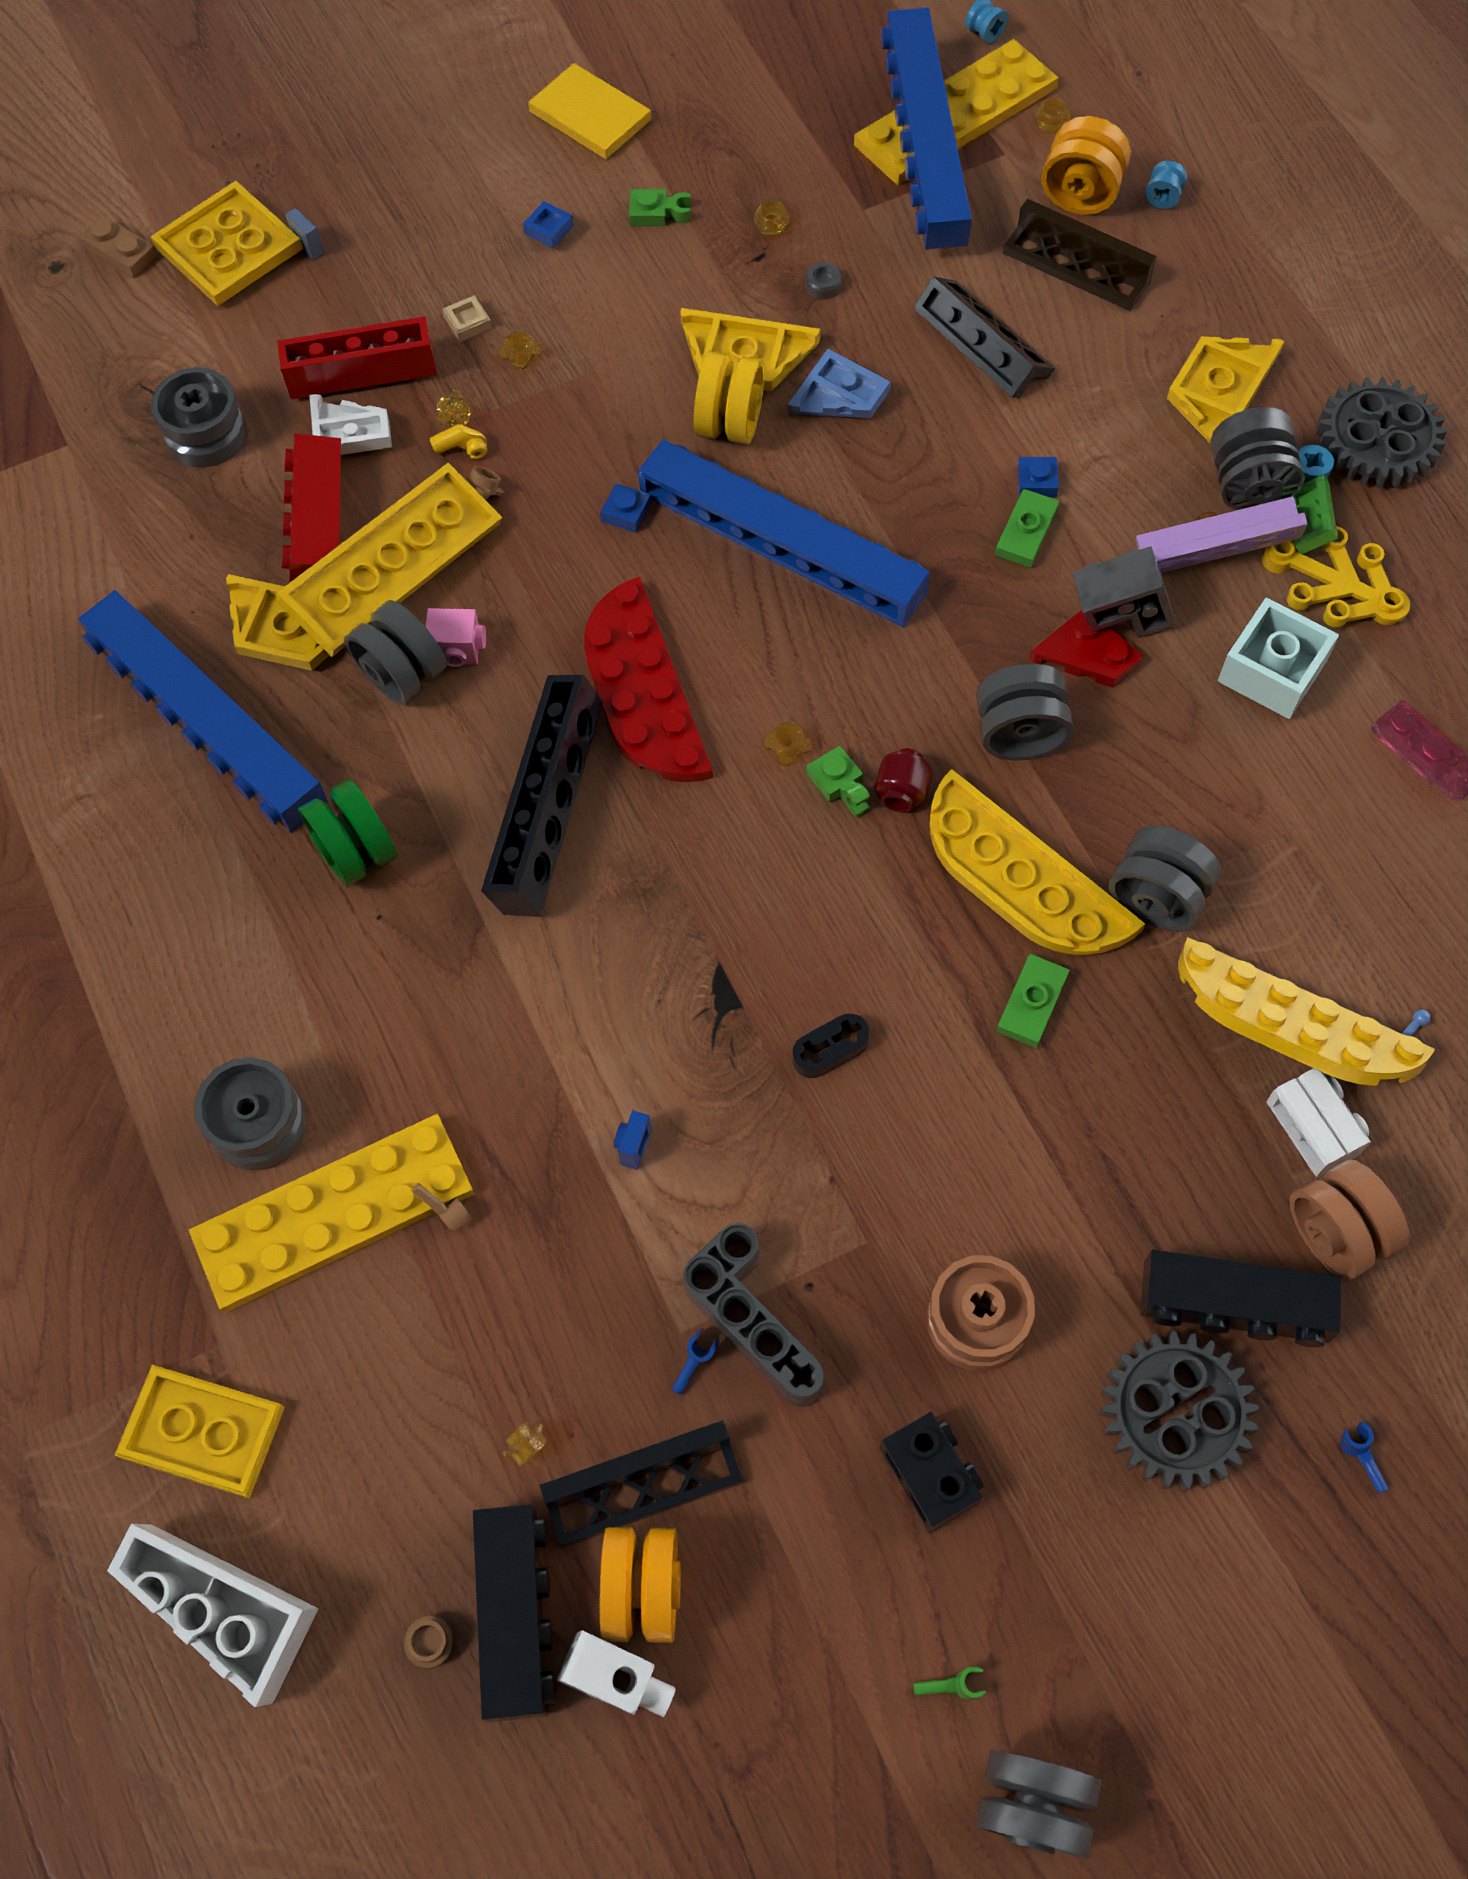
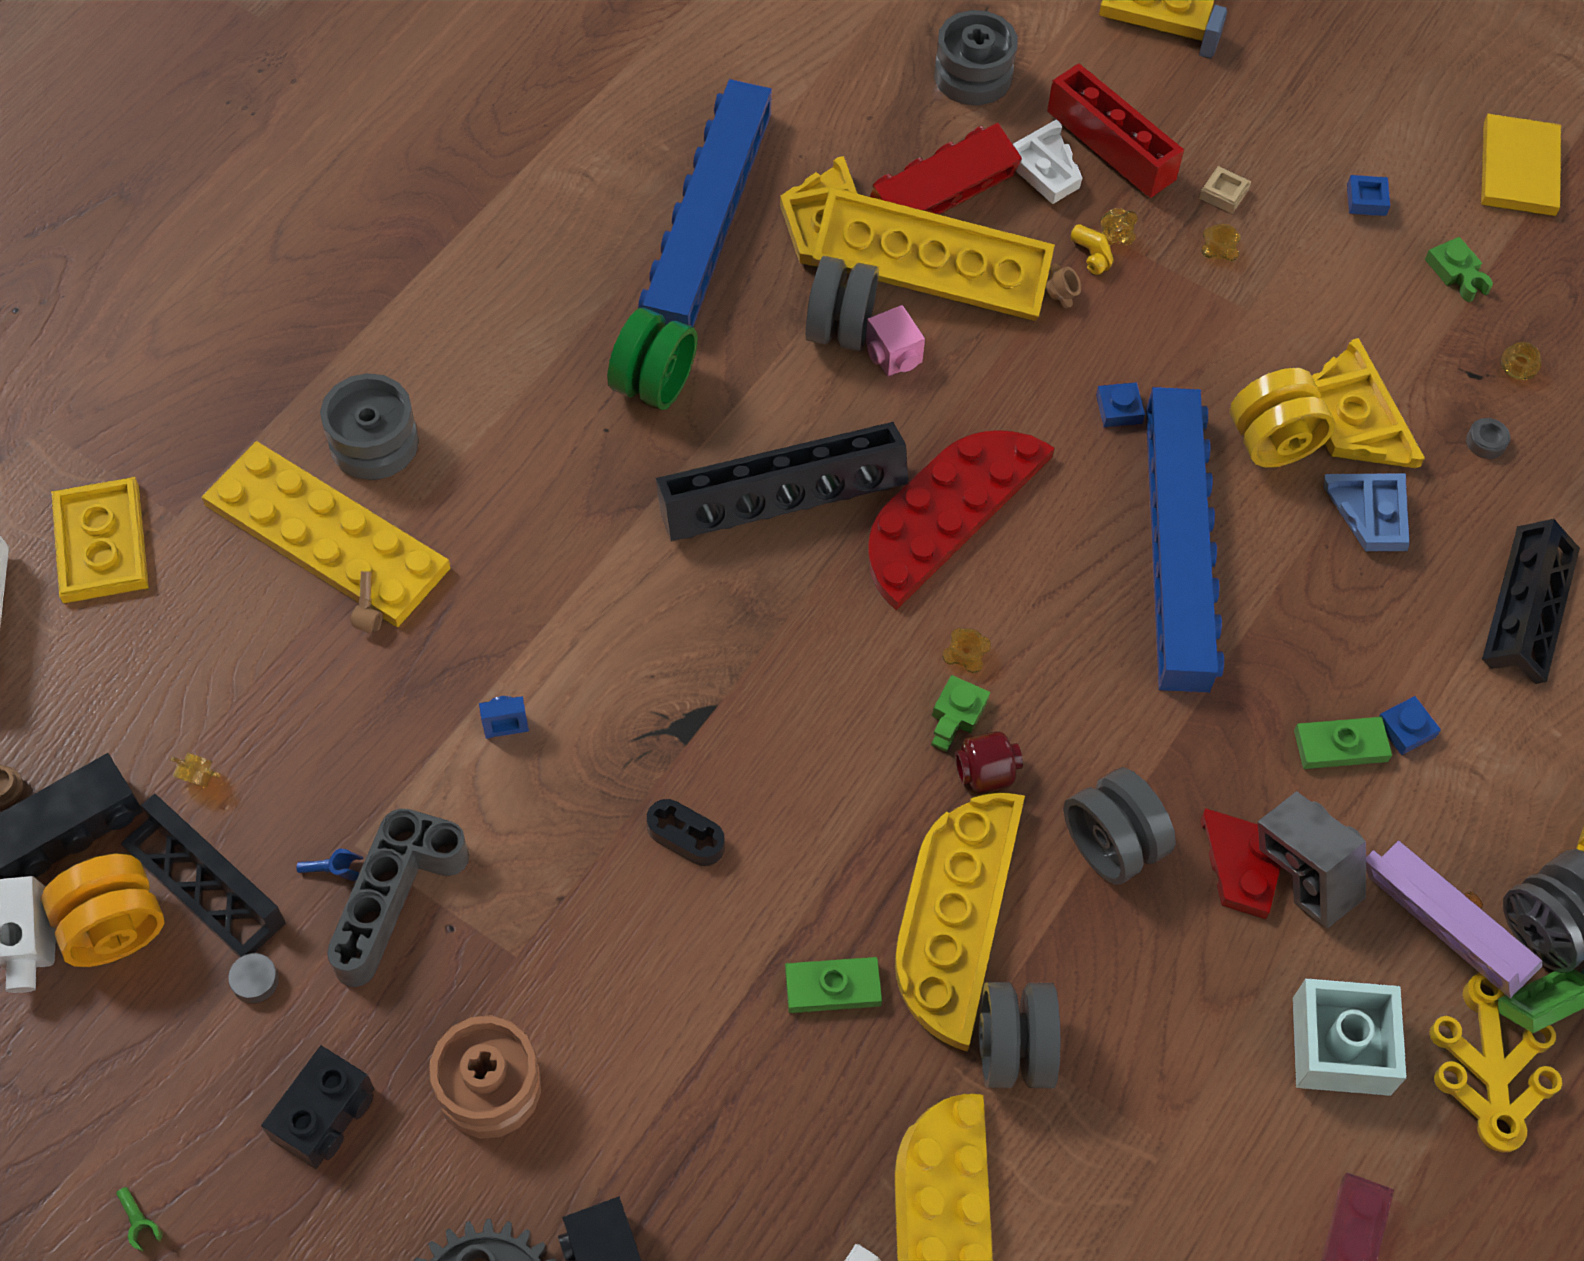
camera: 55 degrees right, 5 degrees down
(768, 1479) = (253, 978): none -> flat silver tile

